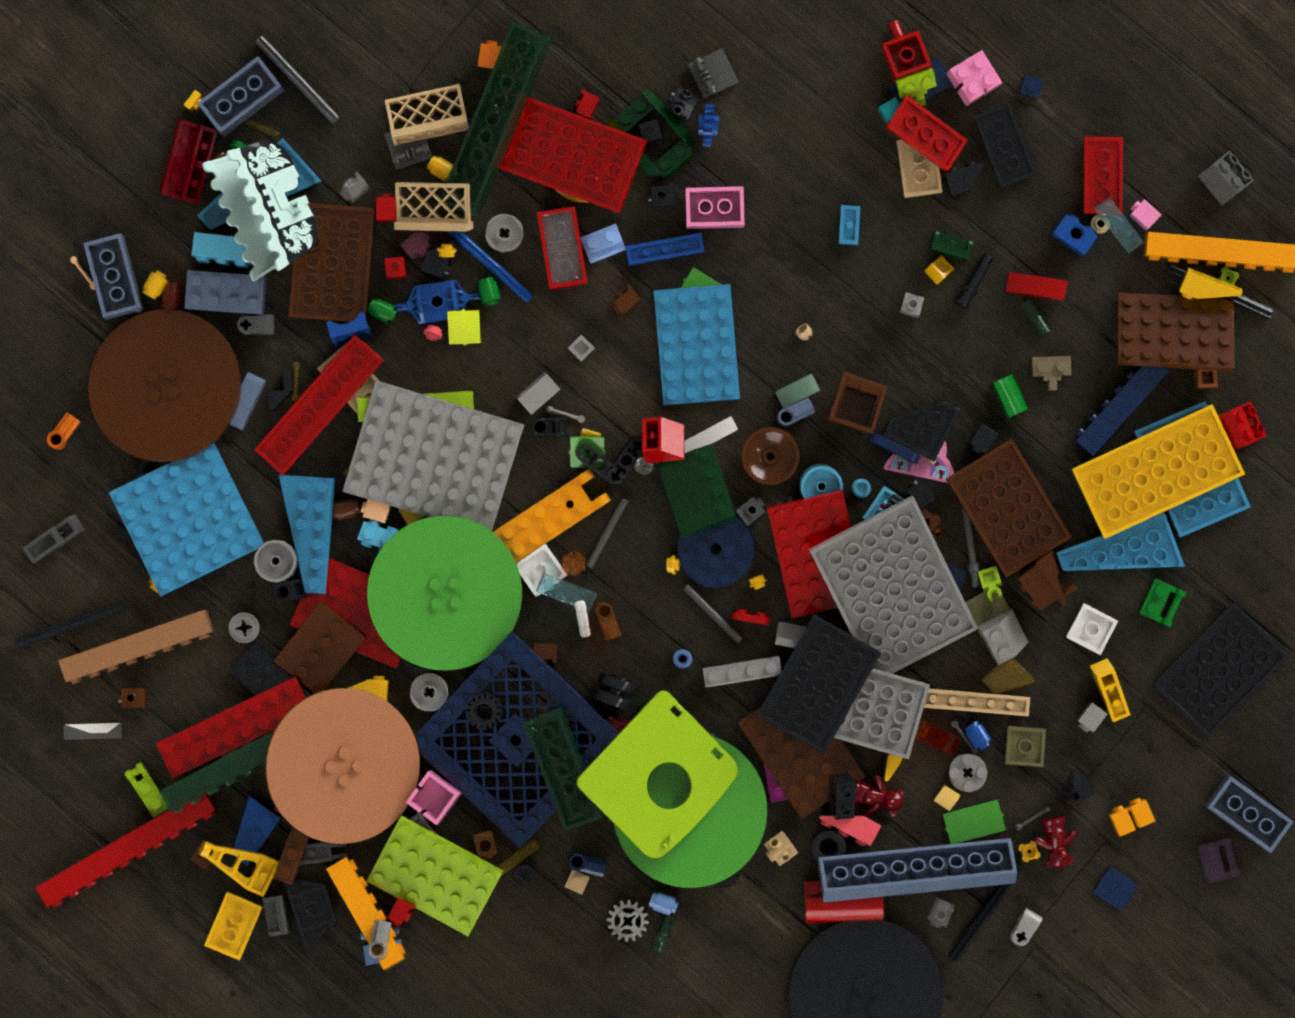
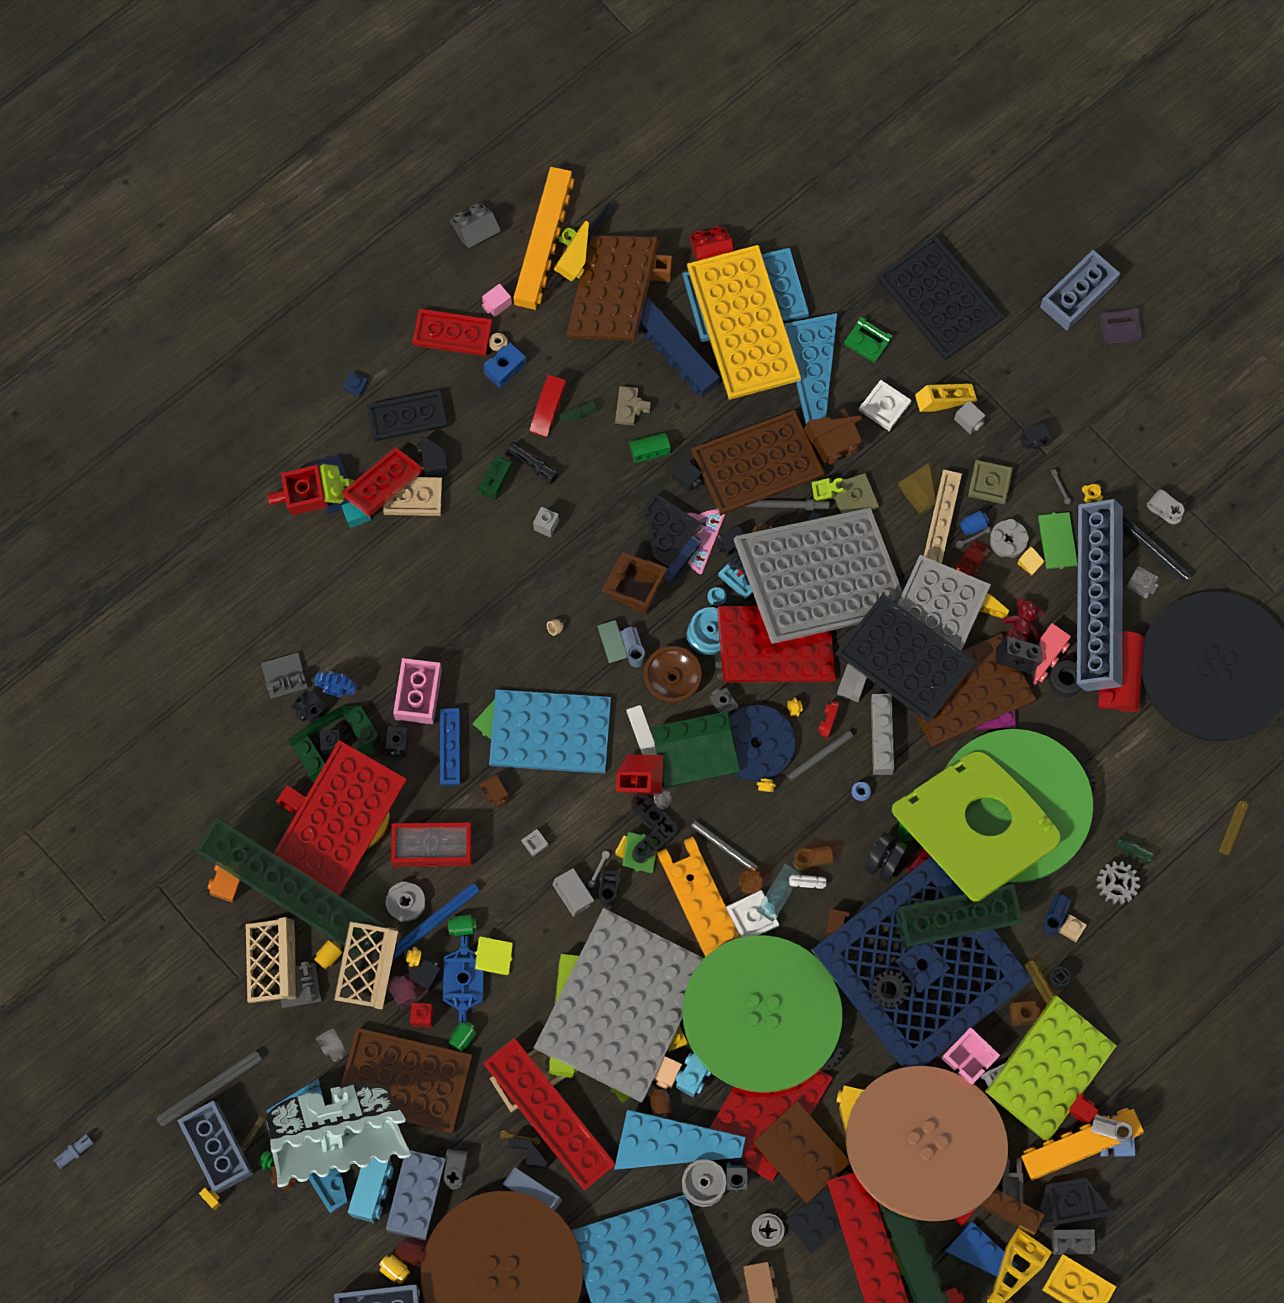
camera: 80 degrees left, 15 degrees down
(184, 171) = (273, 1213): dark red brick -> none
(343, 333) = (479, 1075): blue piece -> none
(386, 208) = (358, 1015): red brick -> none
(431, 681) = (872, 1049): light grey plate -> none
(433, 333) = (494, 988): coral plate -> none
(603, 243) = (433, 805): light blue plate -> none
(663, 903) = (1104, 845): medium blue brick -> none
(780, 849) = (1063, 723): tan brick -> none
(849, 225) = (457, 569): dark azure plate -> none
(939, 269) = (516, 494): yellow slope -> none
(975, 75) = (335, 428): bright pink piece -> none
(1003, 636) = (882, 486): light grey slope -> none
(1056, 842) = (1085, 466): dark red piece -> none
(1115, 888) = (1137, 421): dark blue piece -> none
(1119, 225) = (502, 323): clear light blue plate -> none
(1140, 812) = (1068, 392): light orange piece -> none

